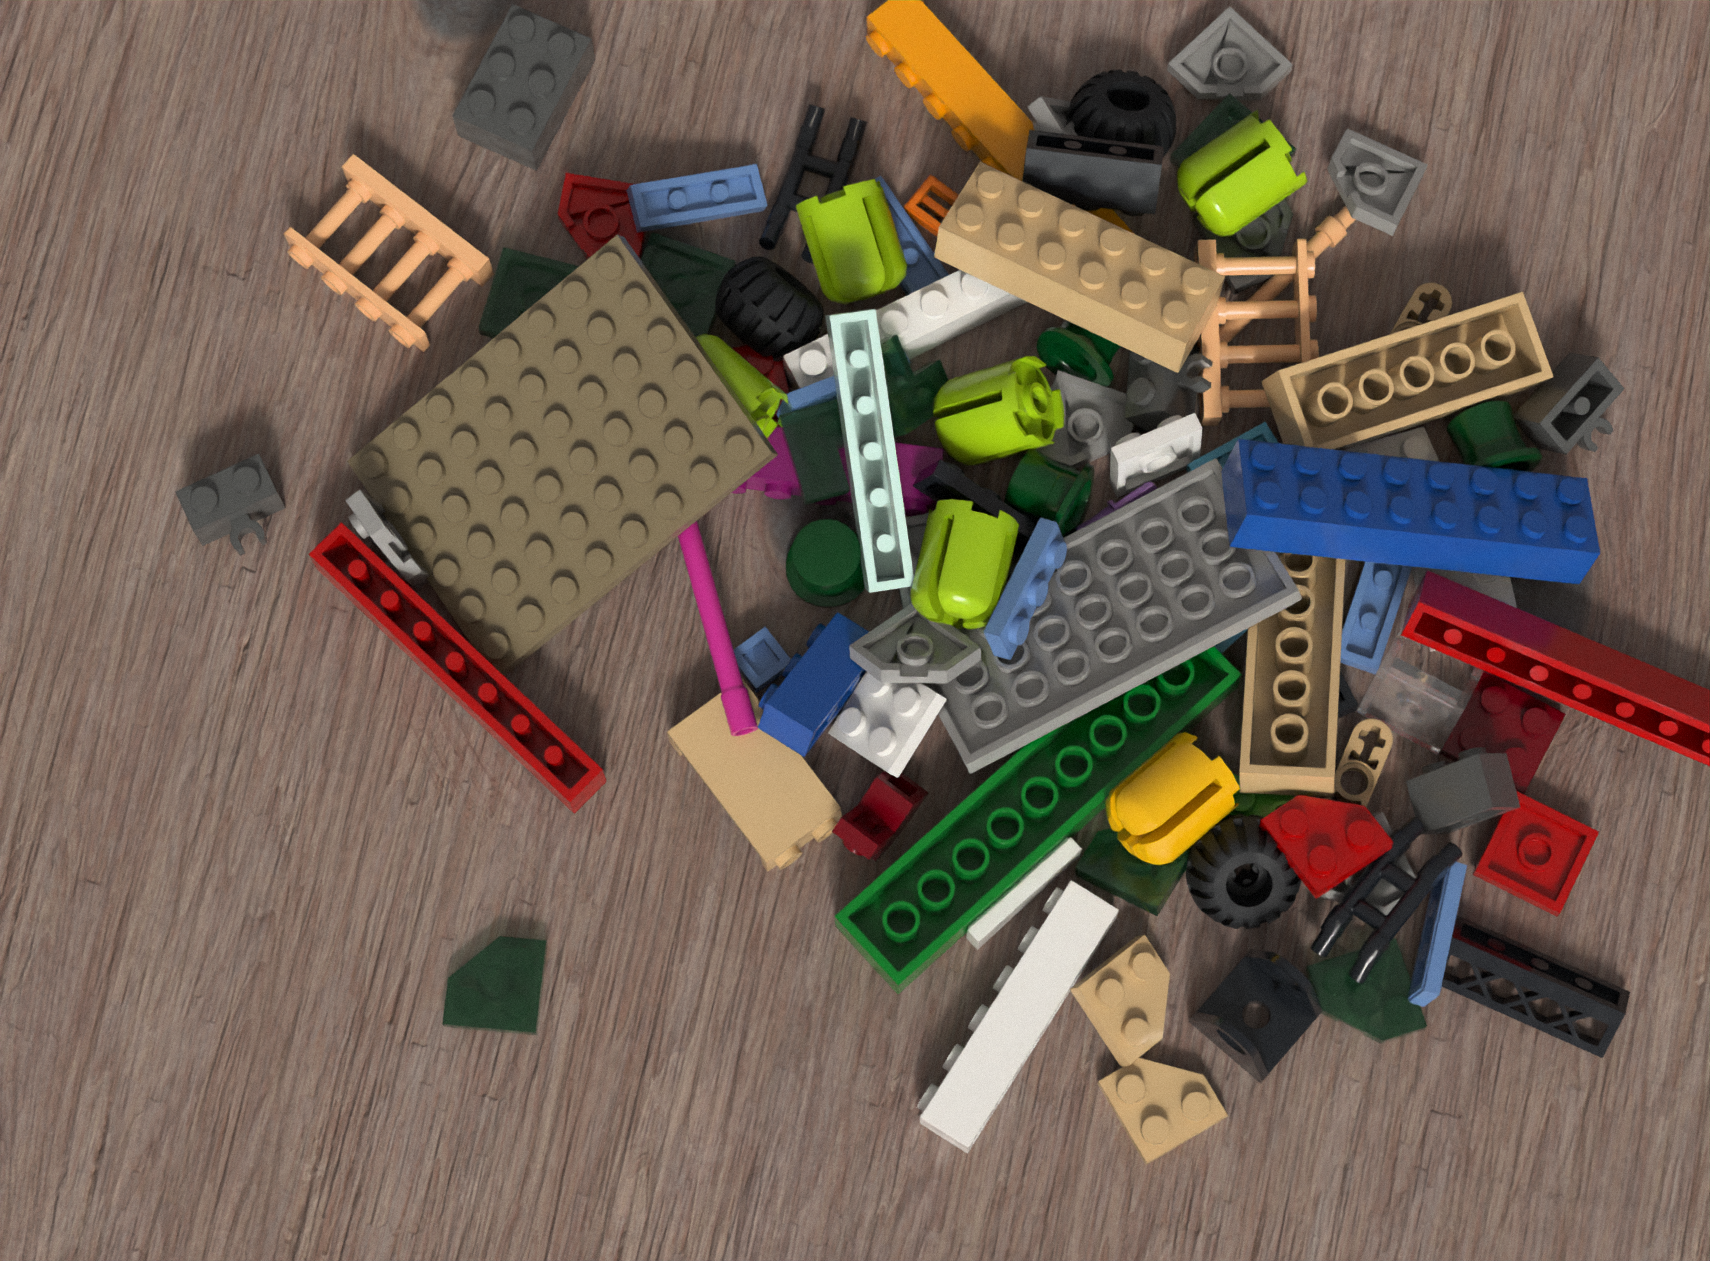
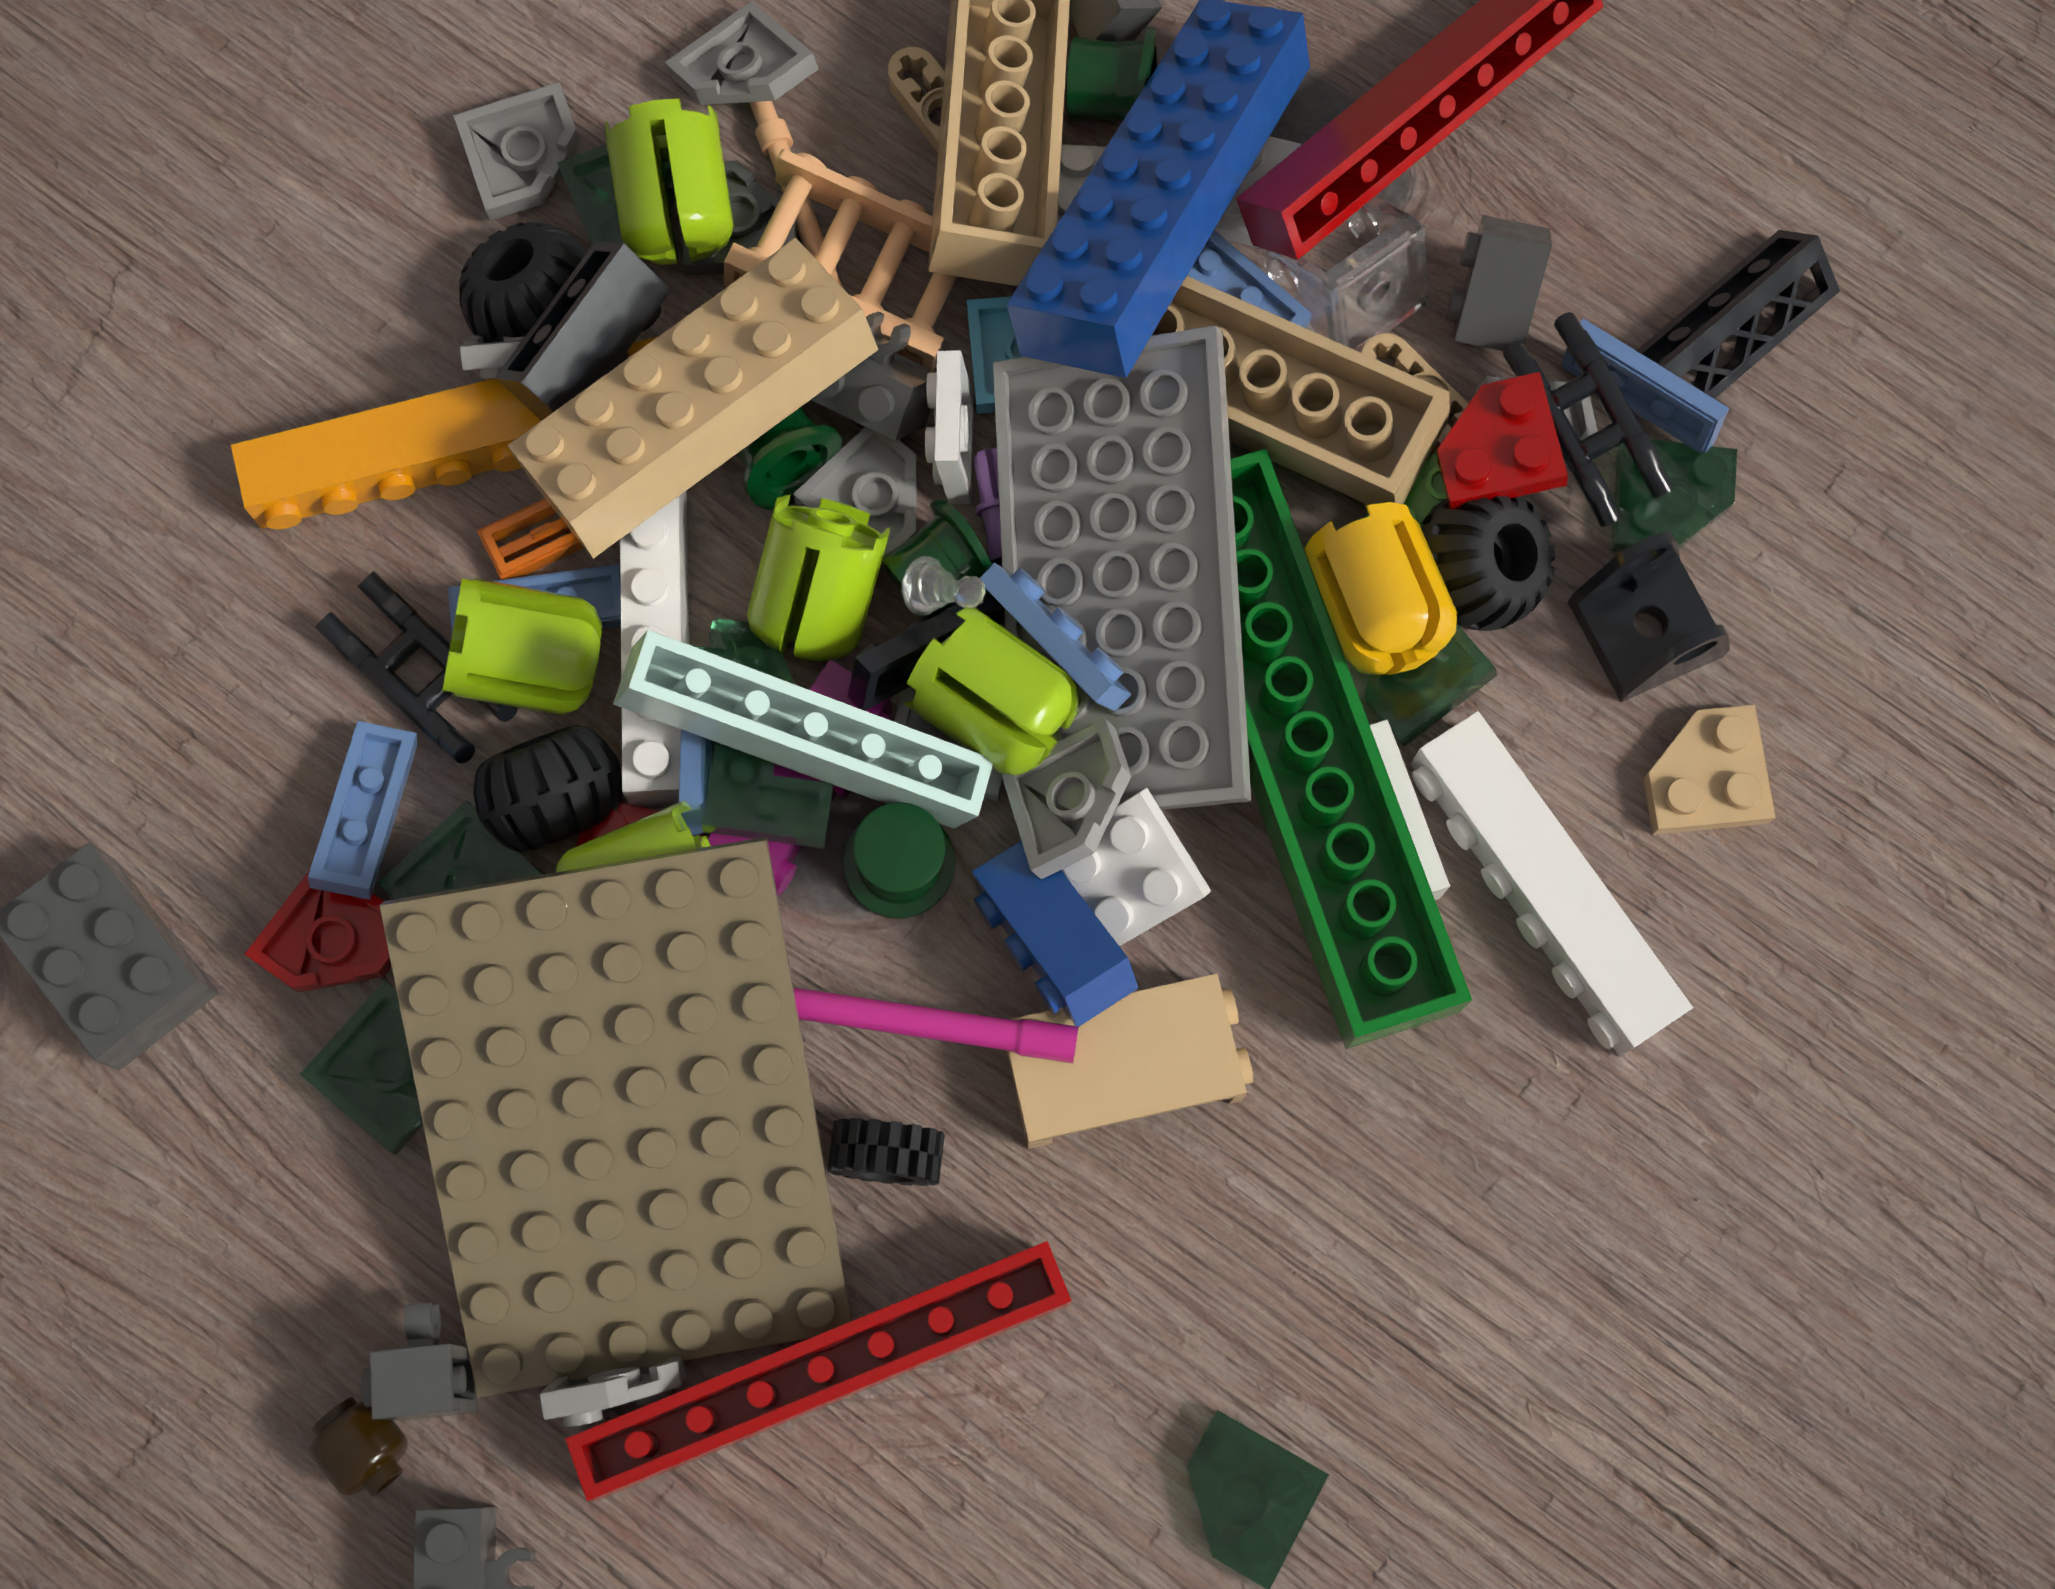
camera: 70 degrees left, 0 degrees up
(284, 402) = (357, 1449): none -> dark brown head
(343, 418) = (420, 1379): none -> dark grey brick
(395, 212) = (180, 1189): light nougat fence -> none
(618, 642) = (886, 1152): none -> black tyre
(761, 659) = (982, 987): medium blue plate -> none
(880, 815) = (1241, 935): dark red brick -> none
(1019, 487) = (931, 587): none -> clear piece
(1127, 999) = (1578, 753): tan plate -> none
(1507, 723) = (1448, 208): dark red plate -> none
(1536, 854) = (1596, 250): red plate -> none

